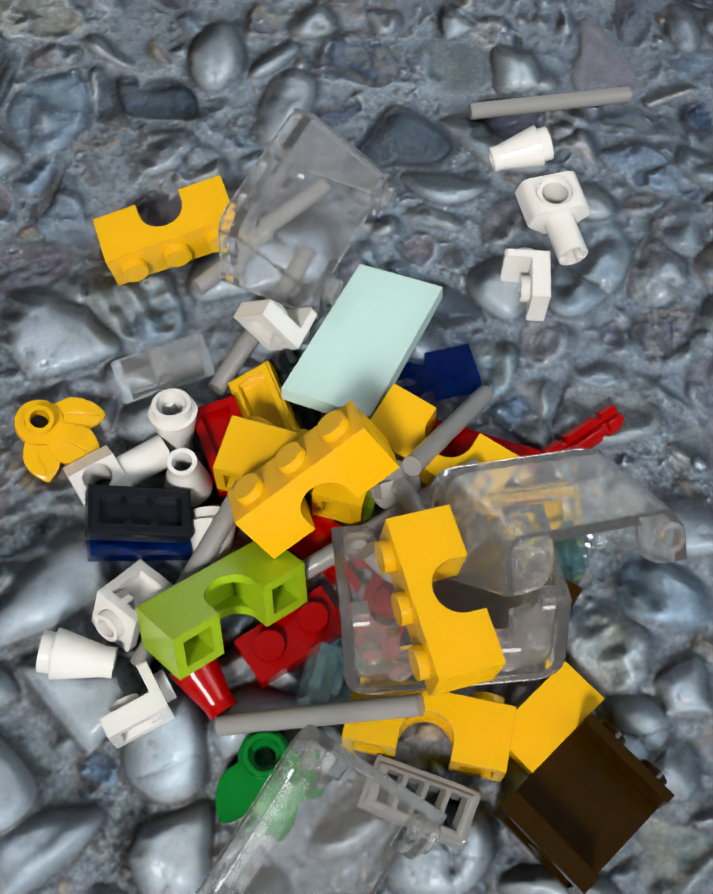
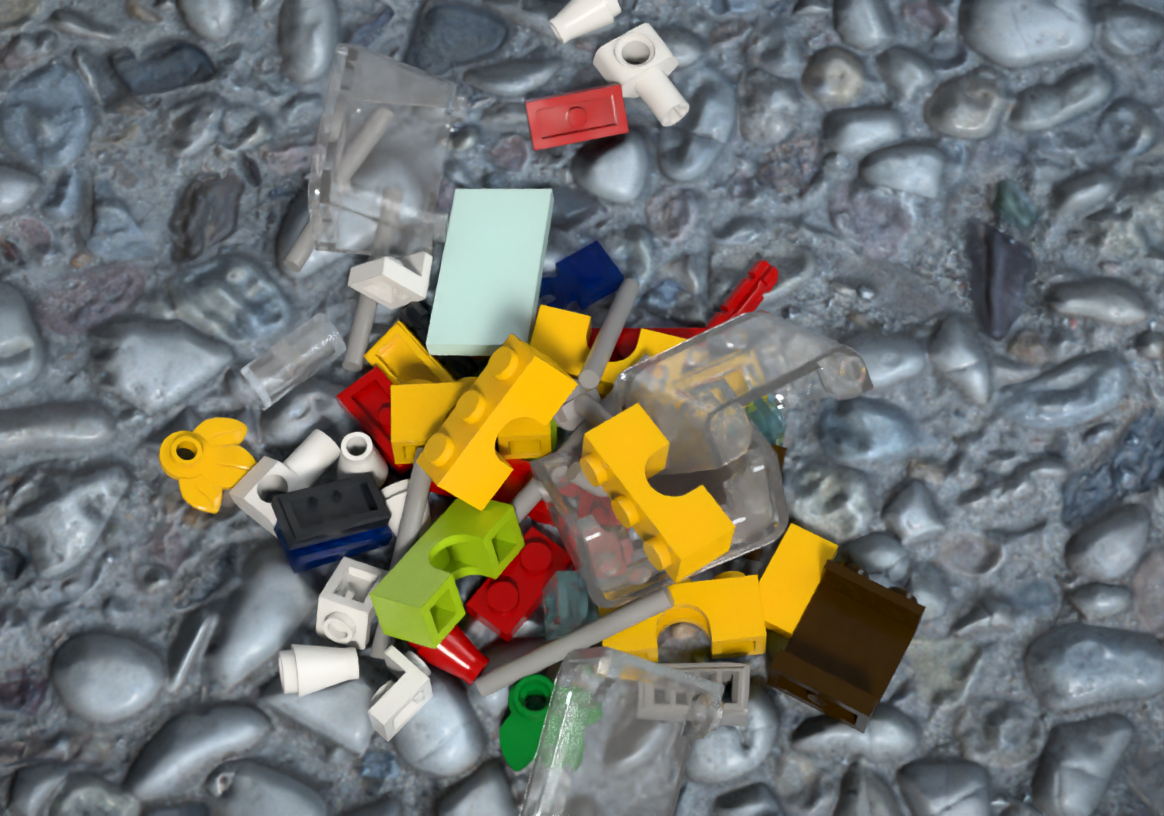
camera: 15 degrees left, 0 degrees up
(139, 250) = (217, 243): yellow arch -> none
(174, 418) = (328, 406): white cone -> none
(483, 231) = (576, 116): none -> plate
(533, 273) = (641, 147): white bracket -> none

